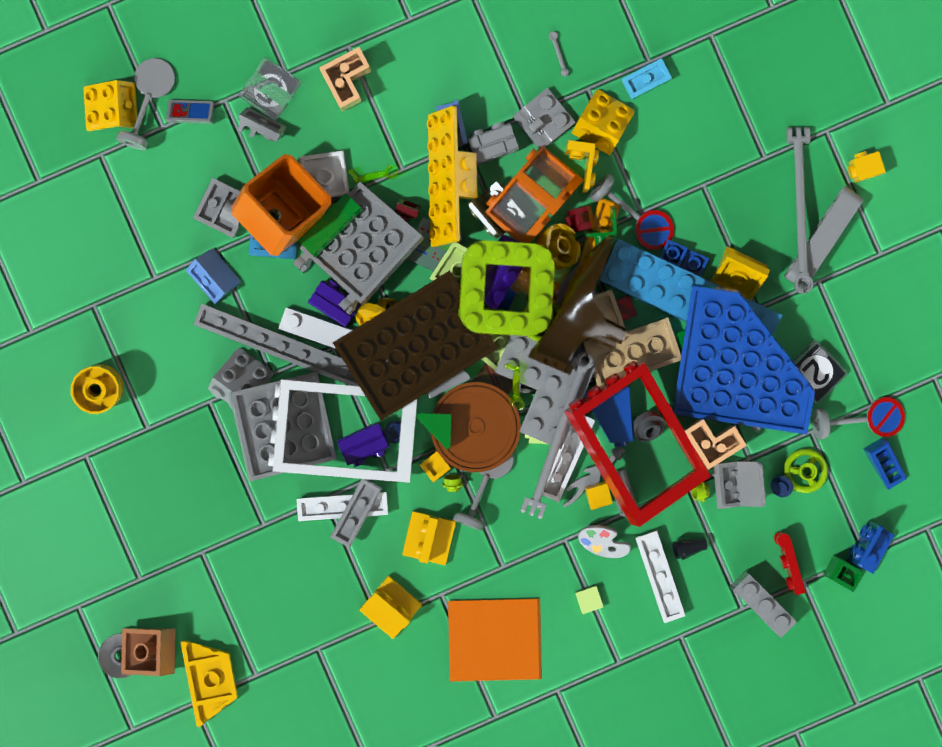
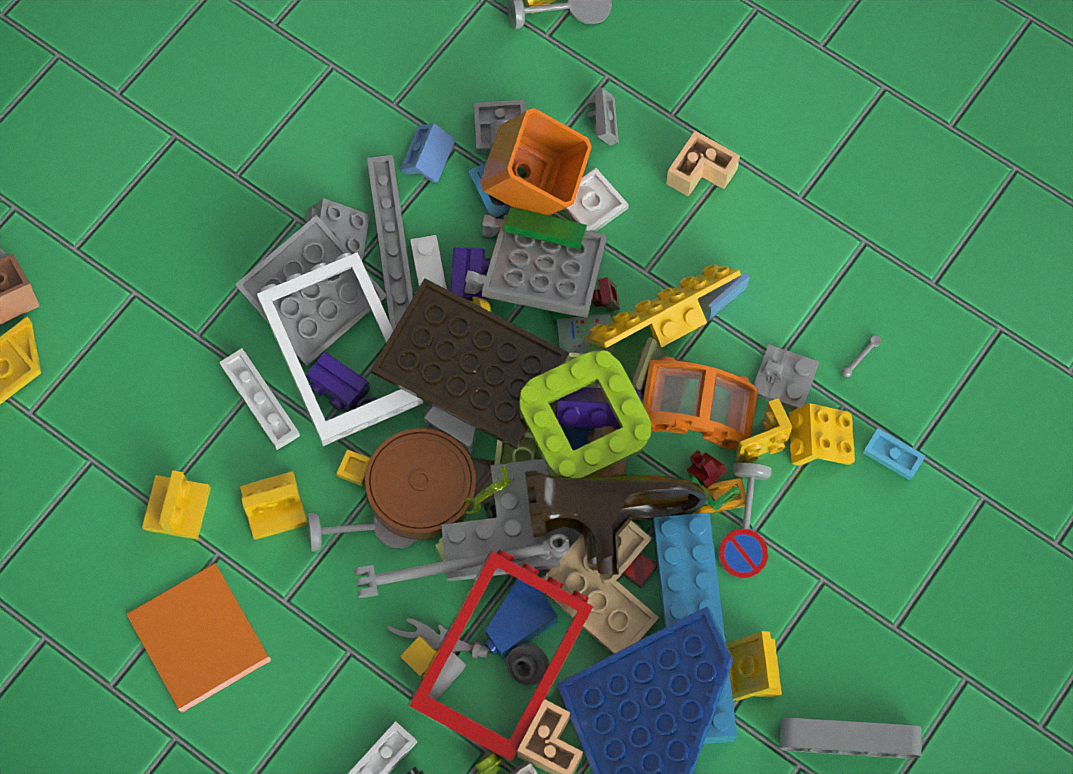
camera: 60 degrees right, 20 degrees down
(83, 388) = (250, 103): yellow wheel -> none
(190, 111) = (576, 50): slope -> none
(270, 88) = (646, 108): clear slope -> none
(355, 512) = (260, 412): light grey tile -> none
(374, 175) = (622, 247): clear neon green piece -> none
(439, 426) = (399, 438): green slope -> none
(453, 482) = (347, 495): lime plate -> none
(493, 143) = (727, 339): light grey brick -> none
(561, 244) = (664, 455): yellow cylinder -> none
(564, 464) = (438, 598): white plate -> none
(589, 599) = (298, 712): yellowish green tile -> none
(598, 540) = (371, 682): piece -> none
(684, 258) = (733, 602): blue slope -> none
(798, 142) = (935, 651): light grey hinge -> none
(865, 166) = (956, 738): yellow brick -> none

